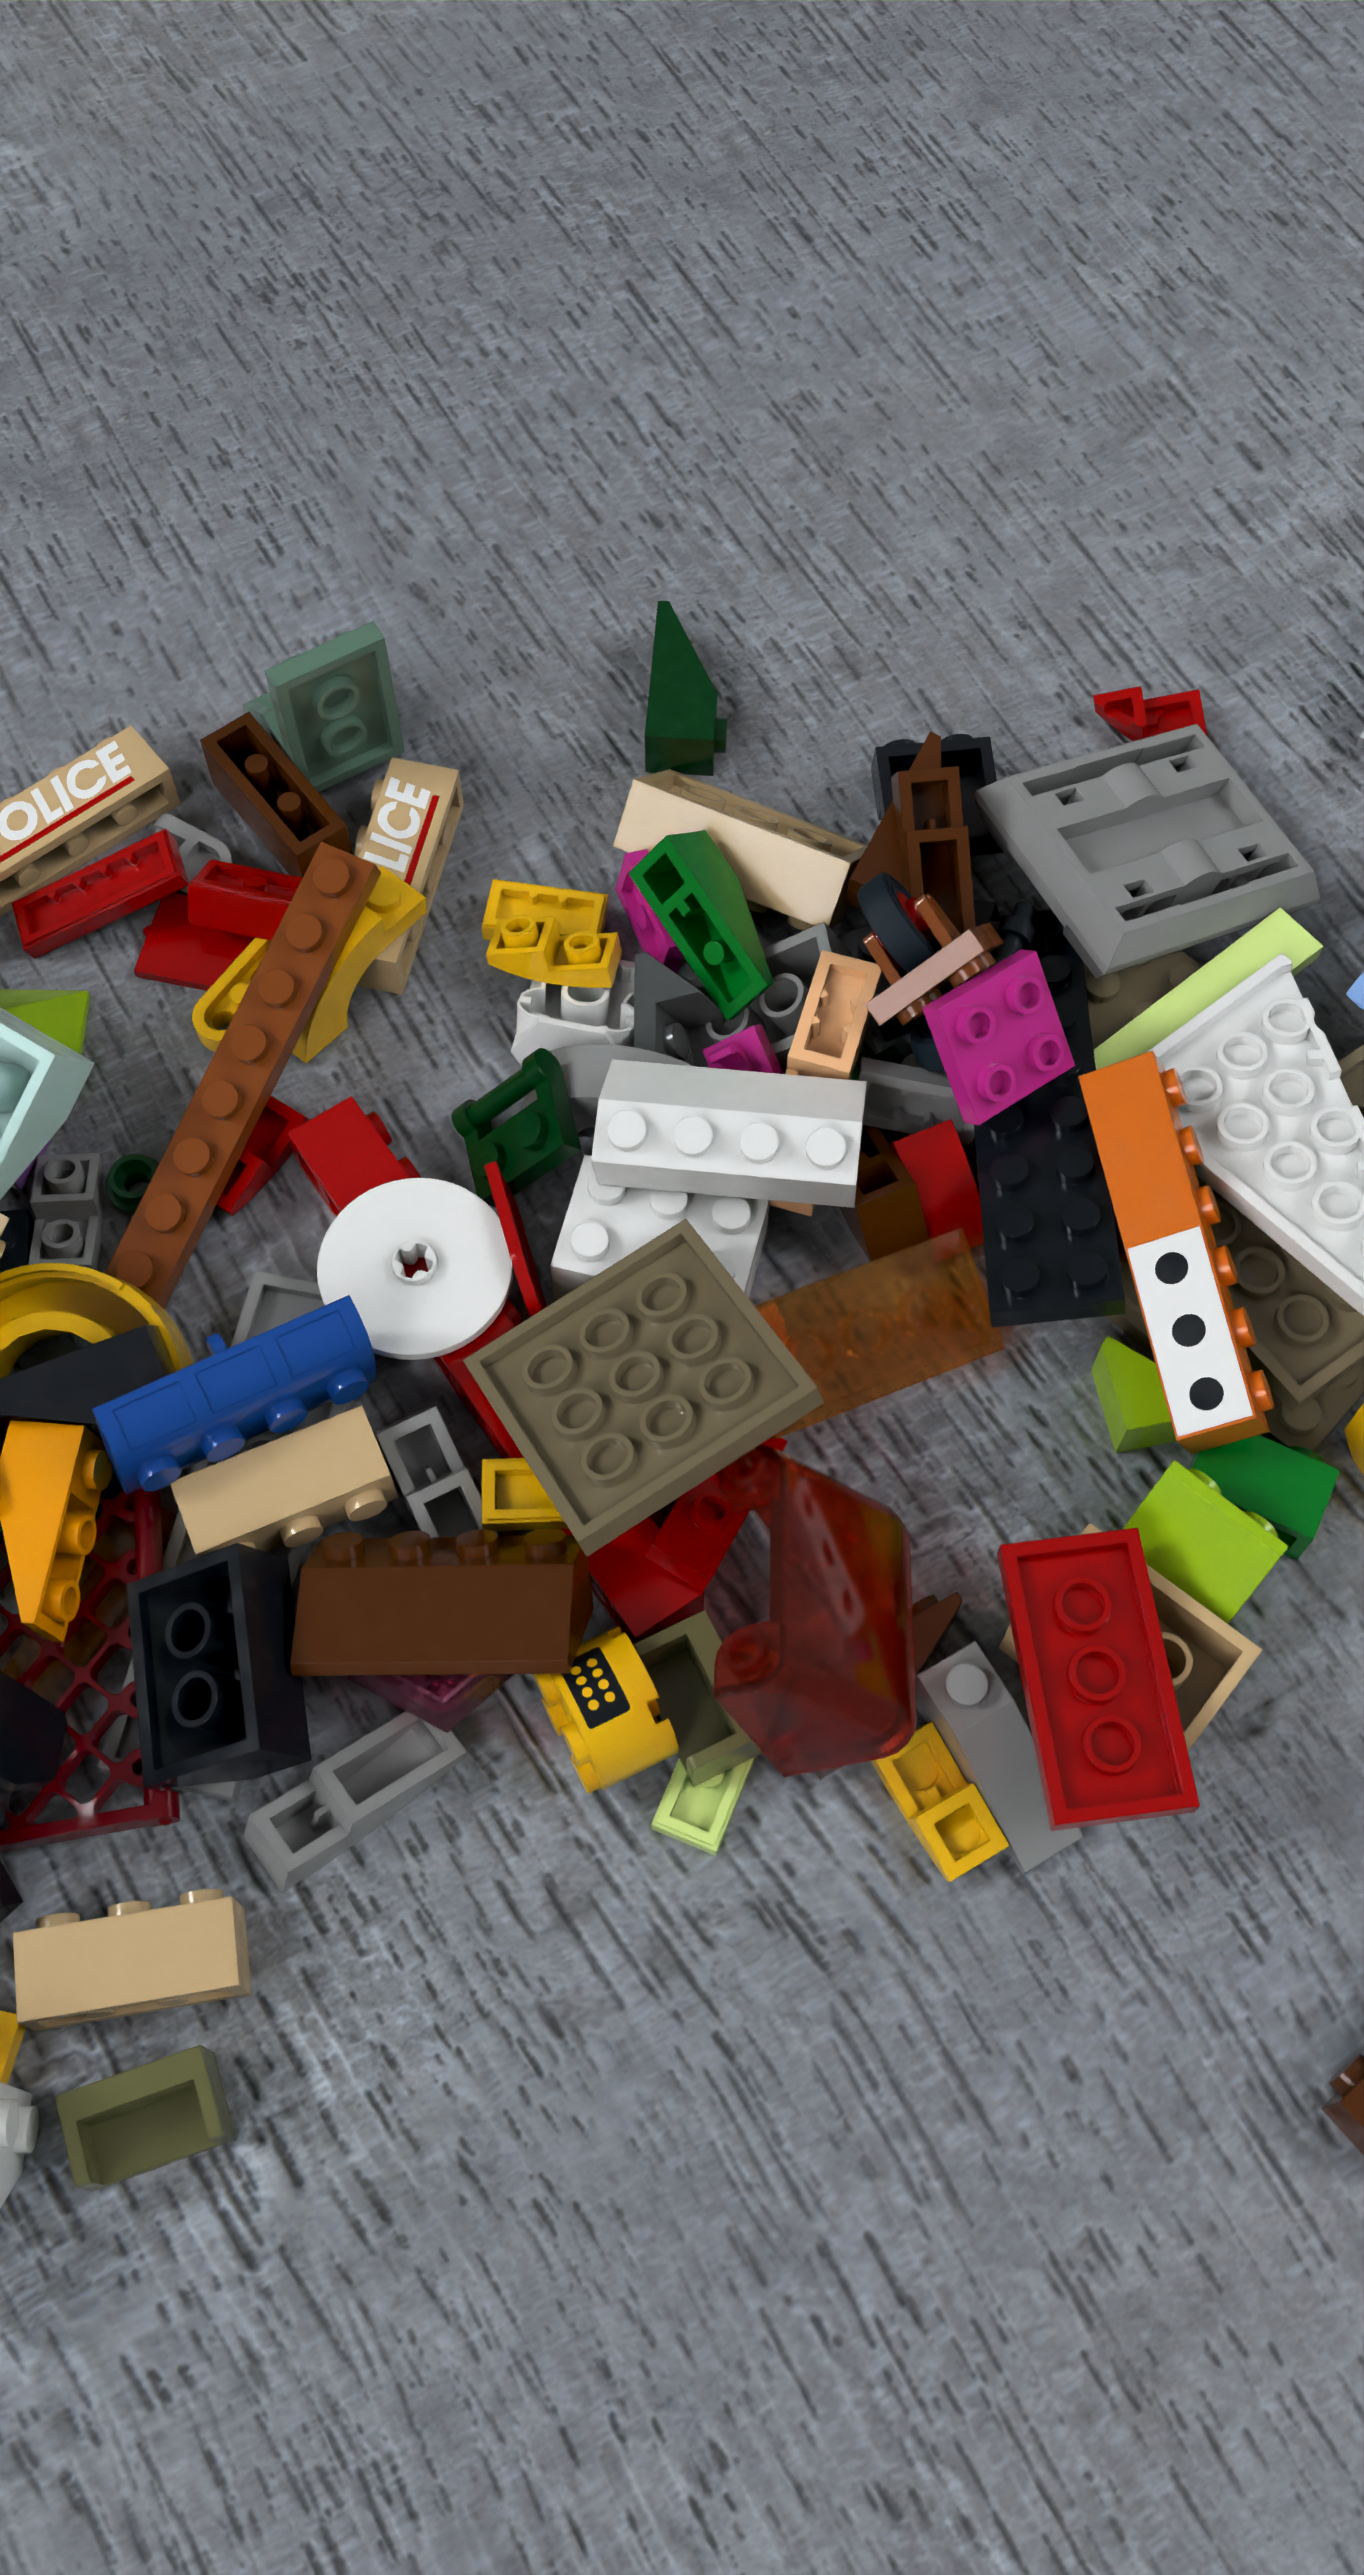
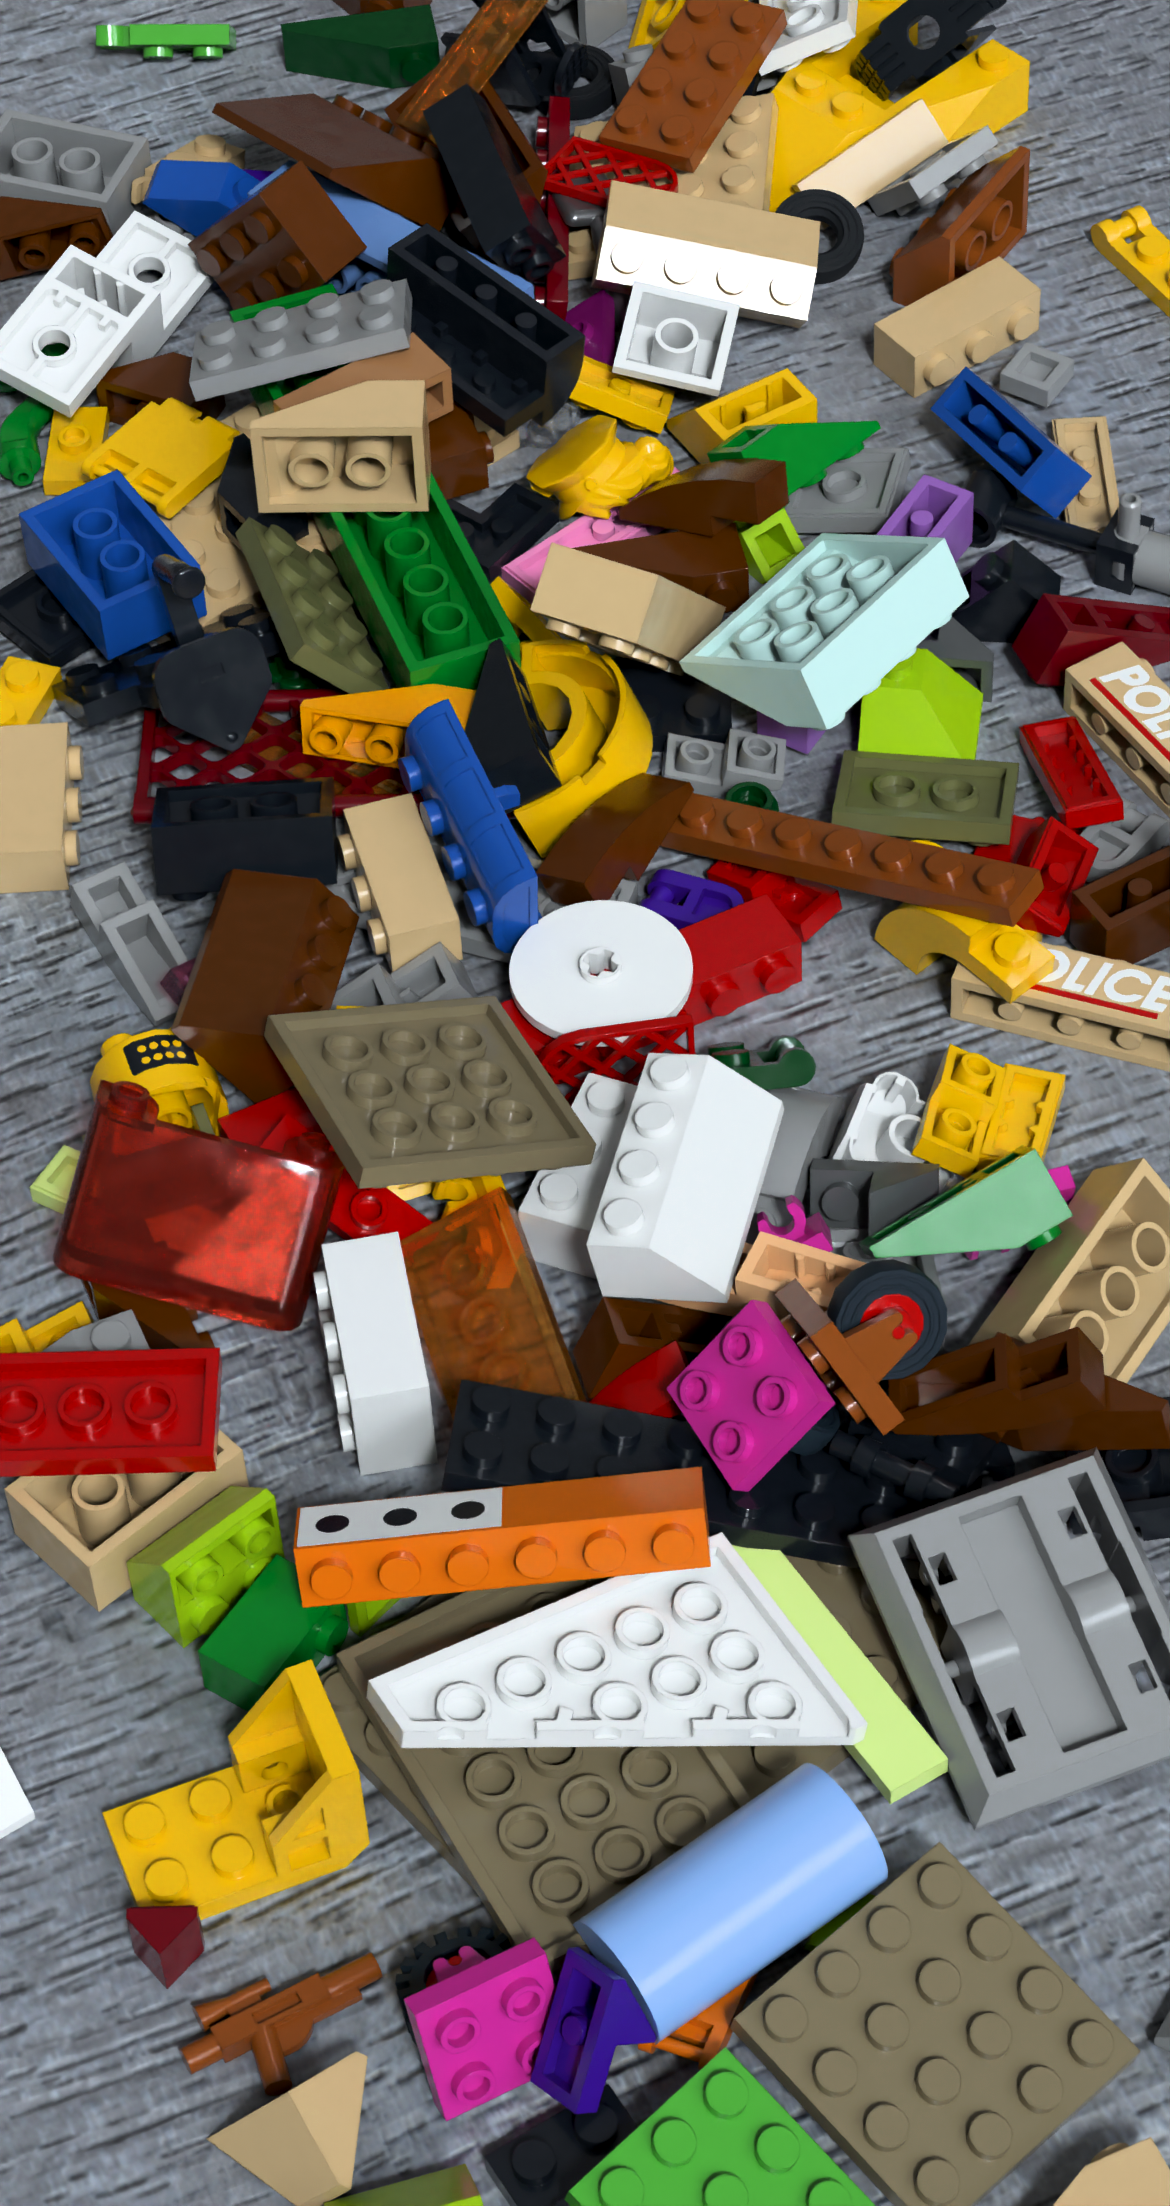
camera: 100 degrees right, 15 degrees down
(135, 1013) = (927, 797): none -> olive plate
(208, 1277) = (613, 839): none -> reddish brown slope
(285, 1203) = (700, 897): none -> dark purple plate
(930, 1421) = (375, 1354): none -> white brick

